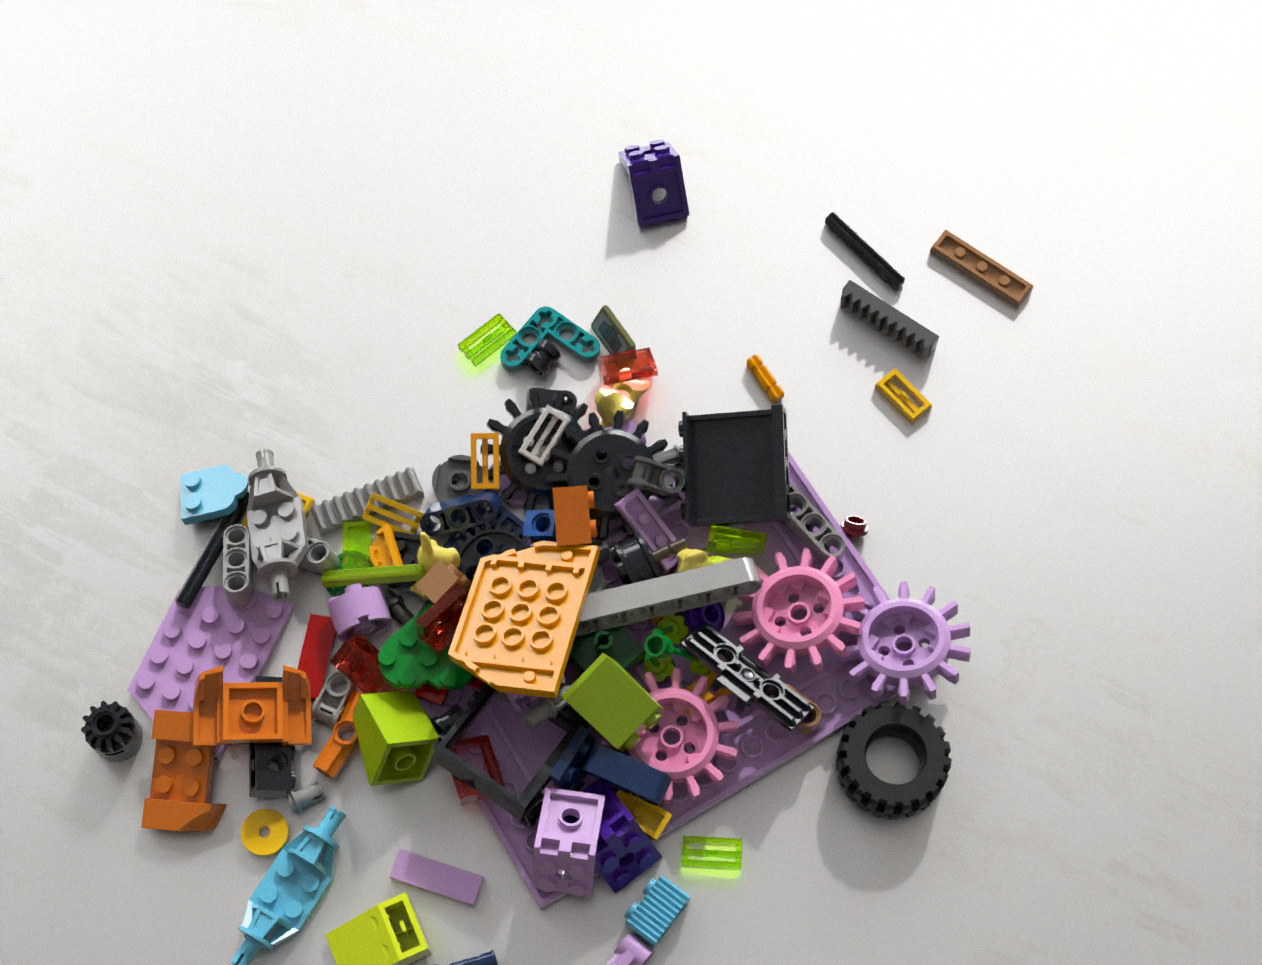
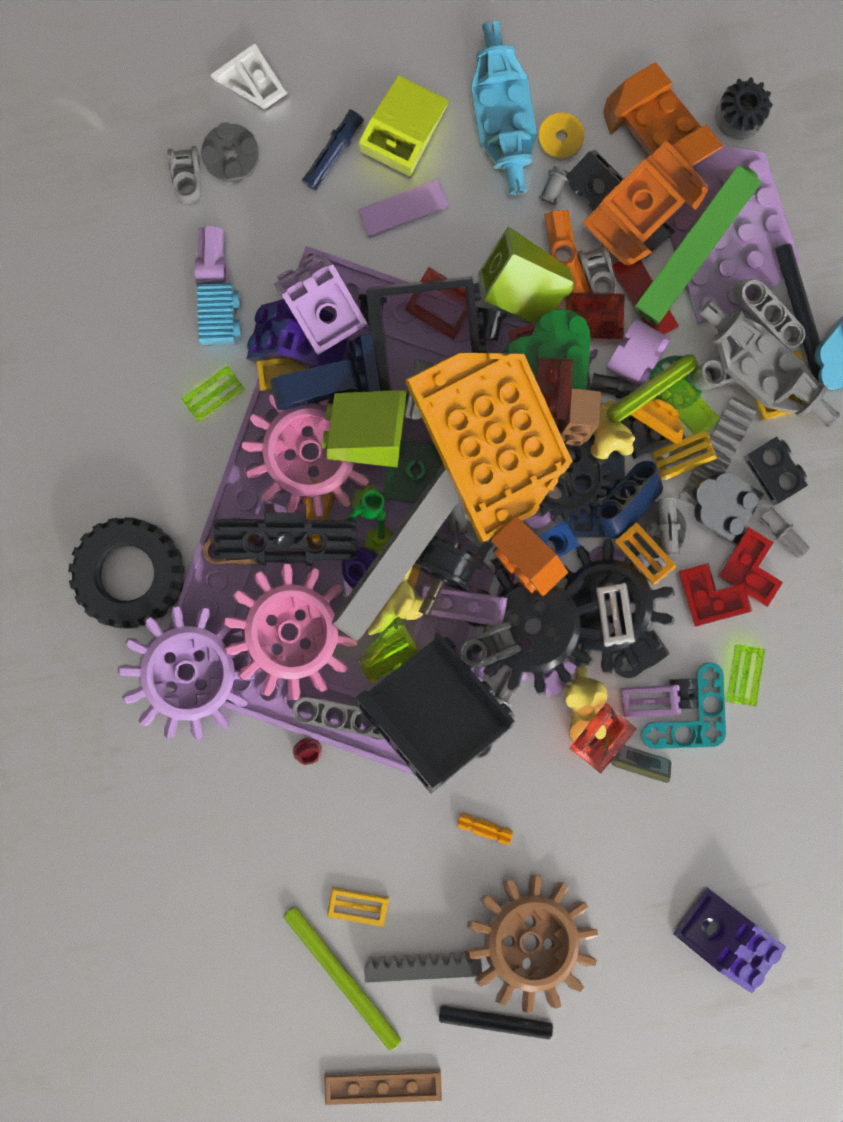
camera: 145 degrees right, 20 degrees up
(243, 653) = (697, 245): none -> bright green brick
(342, 455) = (769, 475): none -> black brick
(371, 411) = (784, 532): none -> light grey axle
(395, 458) = (725, 504): none -> plate
(423, 407) = (744, 568): none -> red plate
(450, 472) = (667, 512): none -> light grey pin
(469, 402) = (708, 603): none -> red plate
(566, 379) = (673, 699): none -> lavender tile
(795, 256) = (547, 965): none -> medium nougat gear
(954, 359) = (342, 978): none -> lime axle

